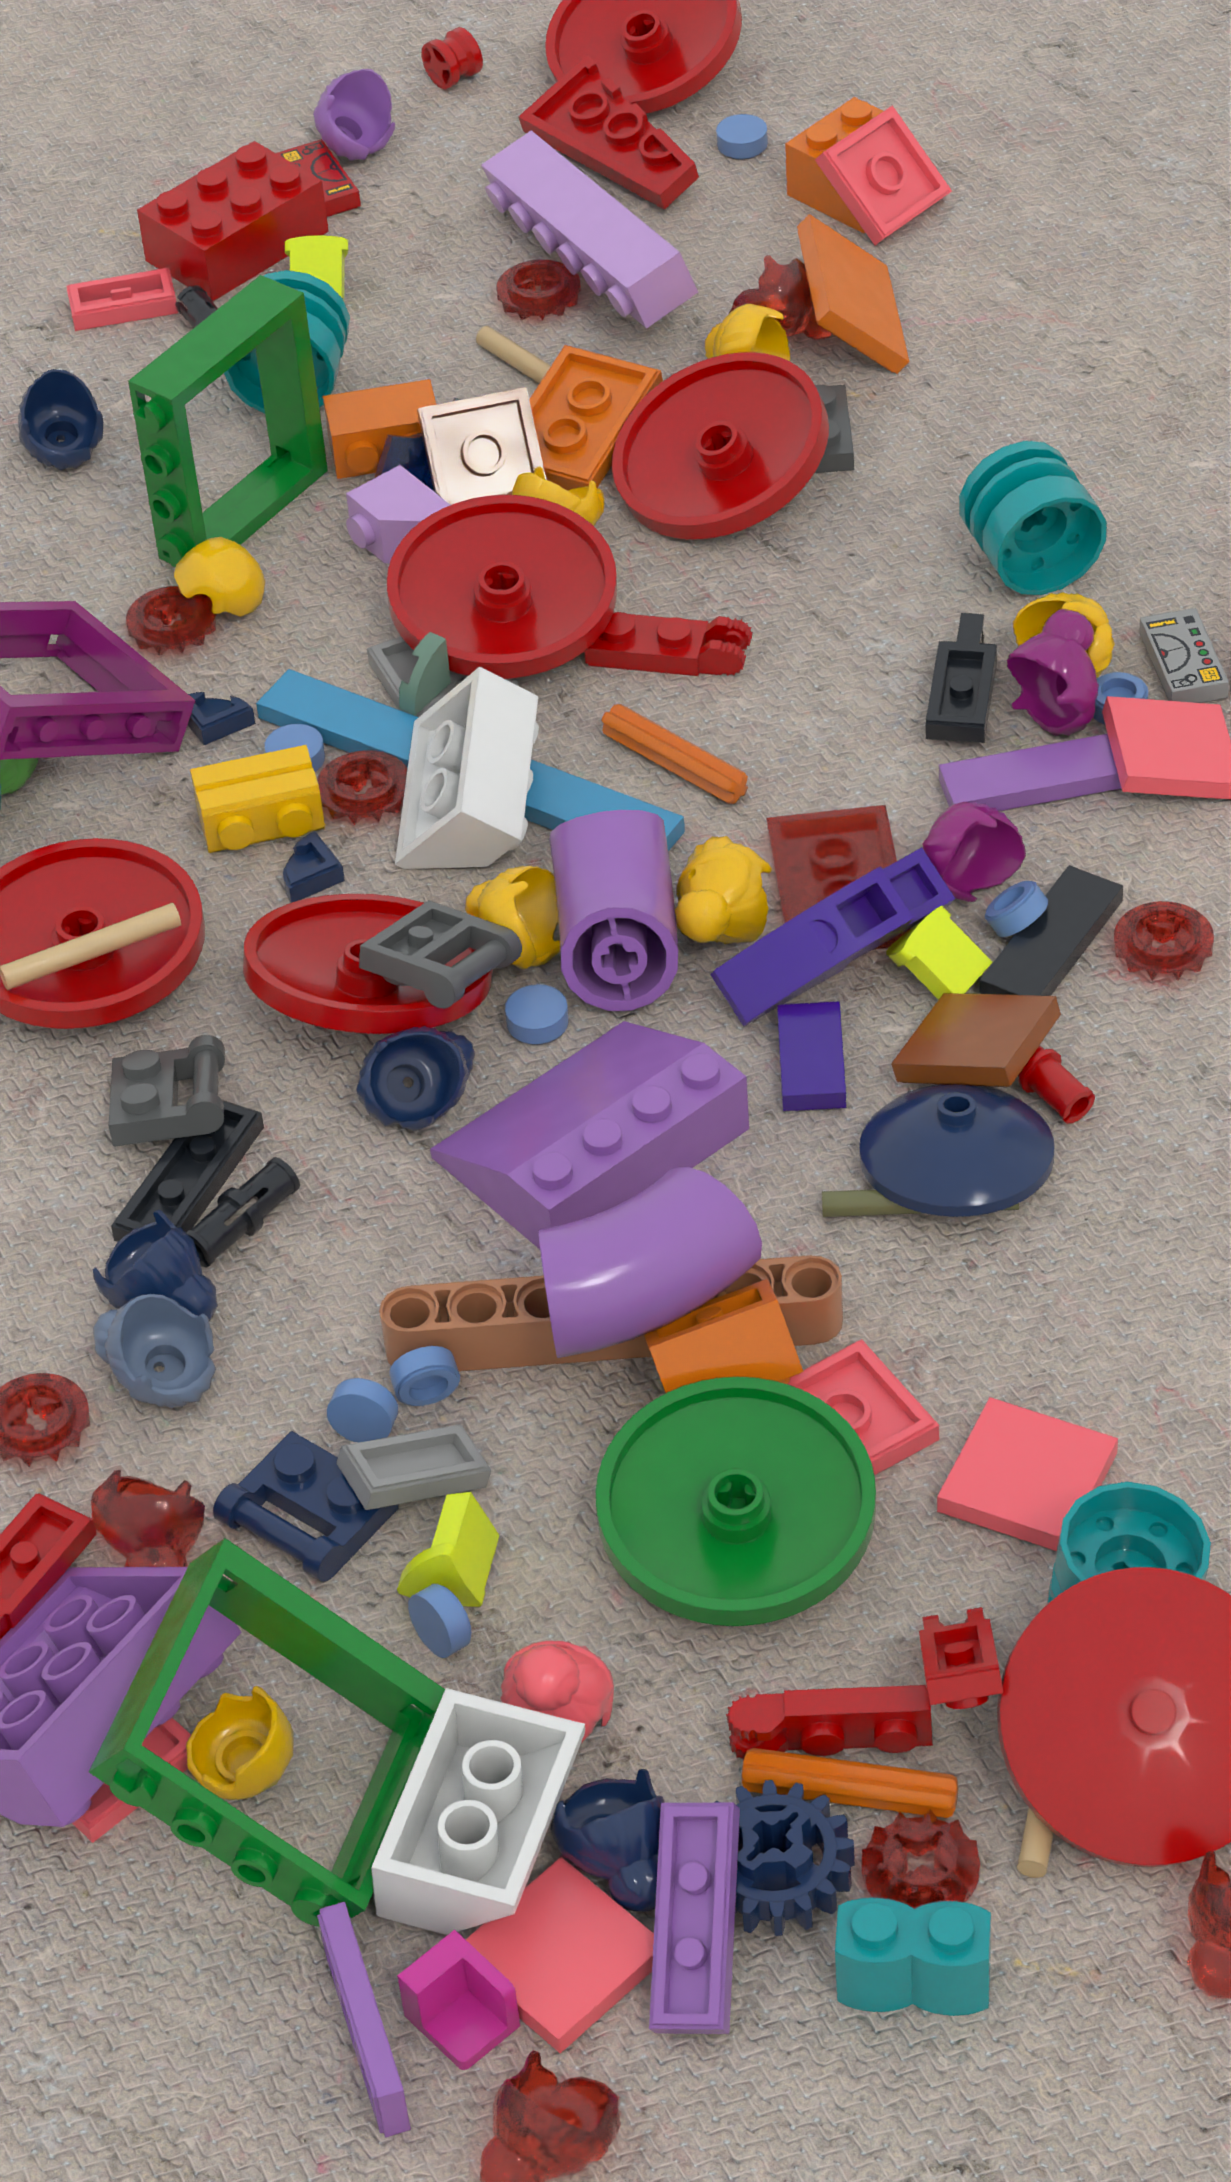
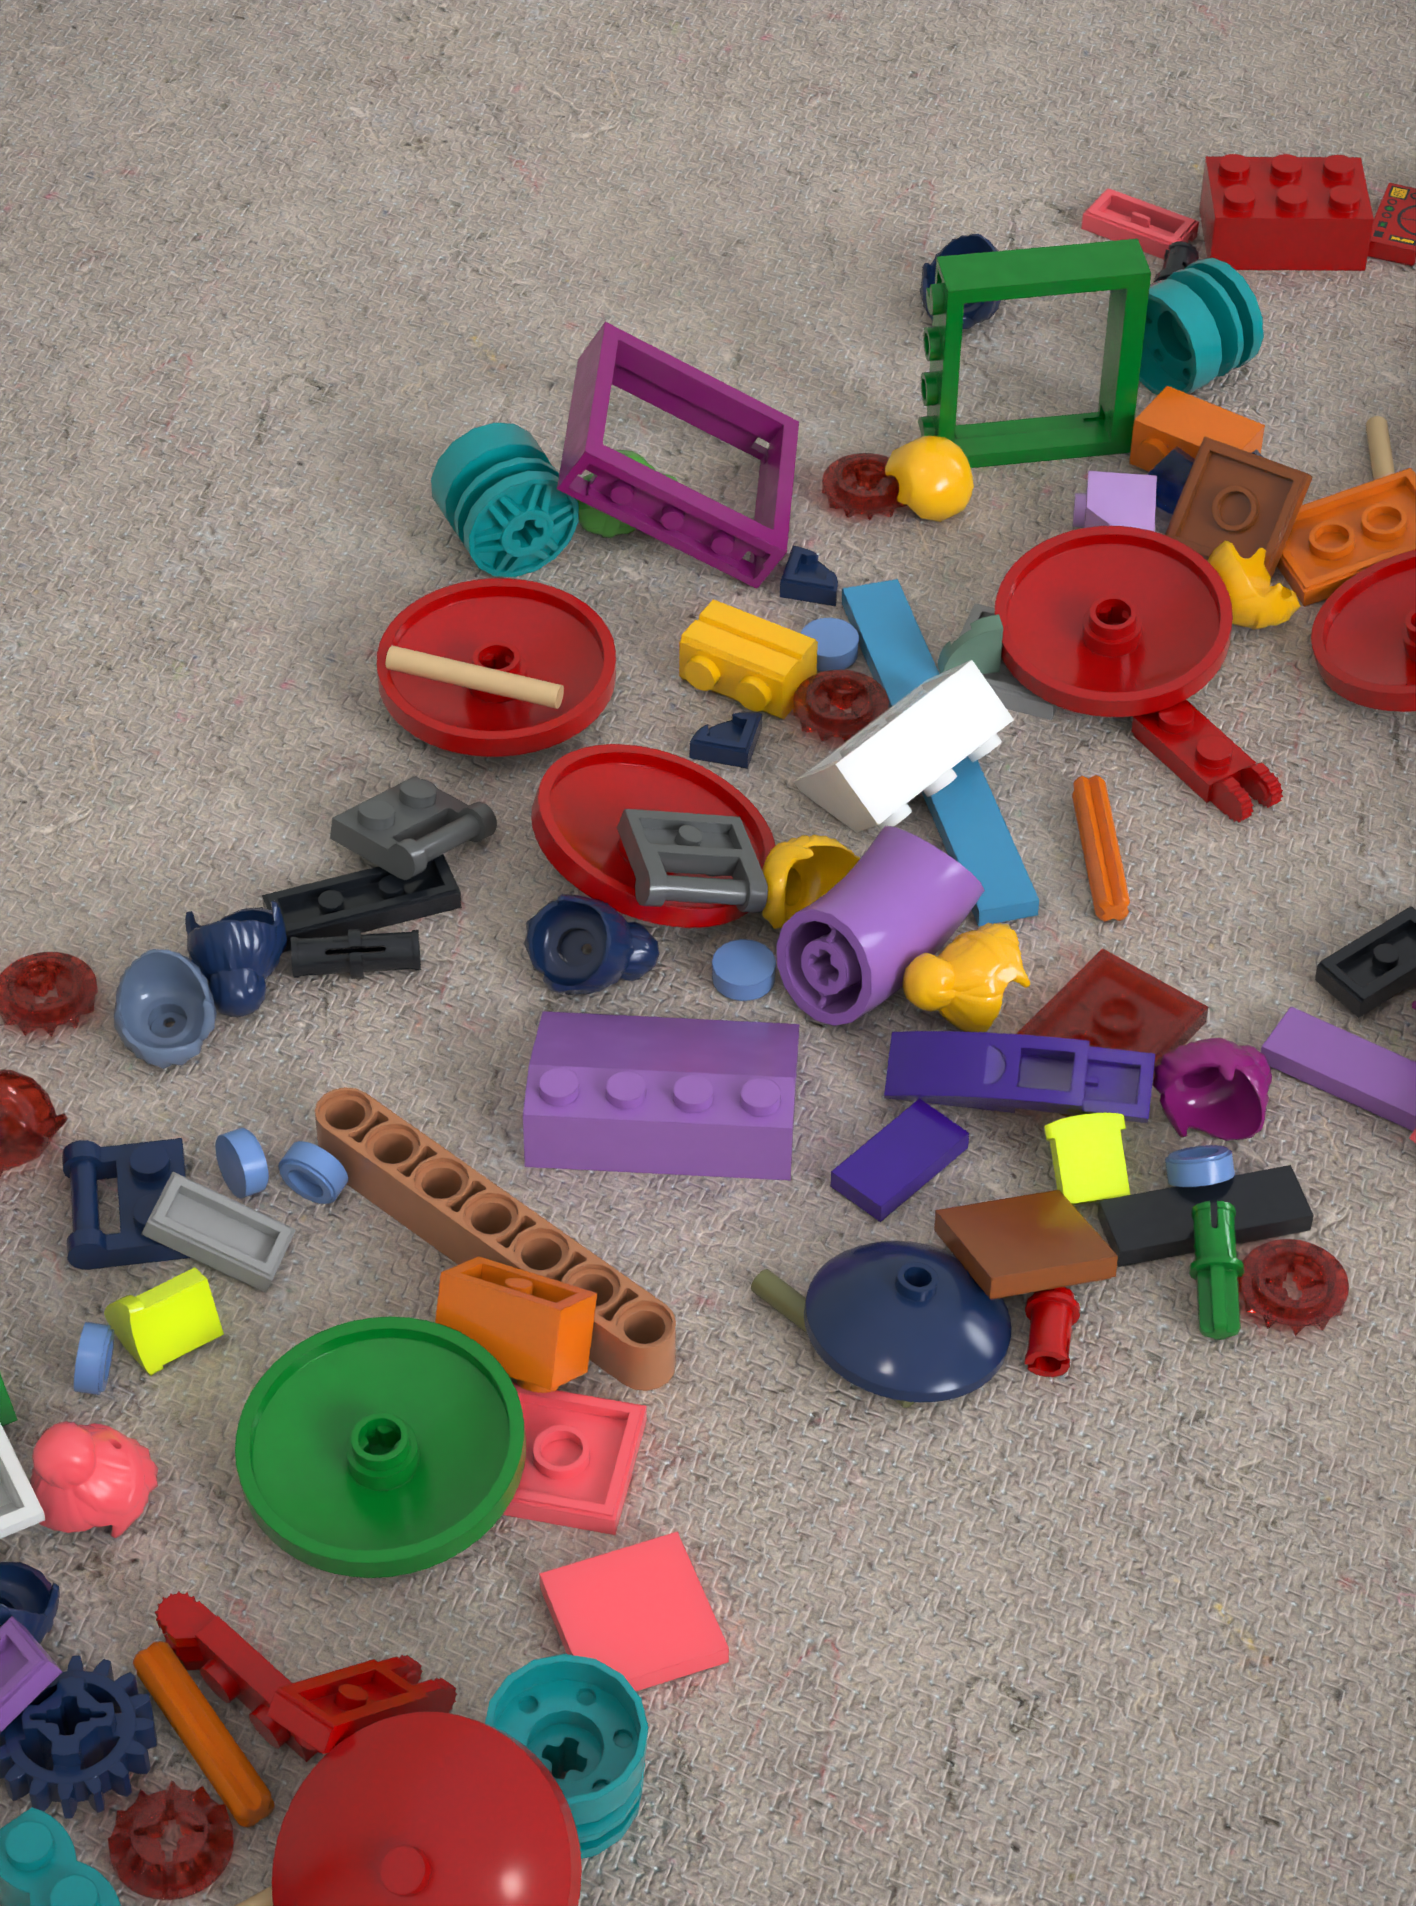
camera: 40 degrees right, 0 degrees up
(320, 257) = (1300, 291): neon yellow tile -> none
(645, 1261) = (488, 1198): medium lavender brick -> none
(1112, 963) = (1216, 1271): none -> green axle

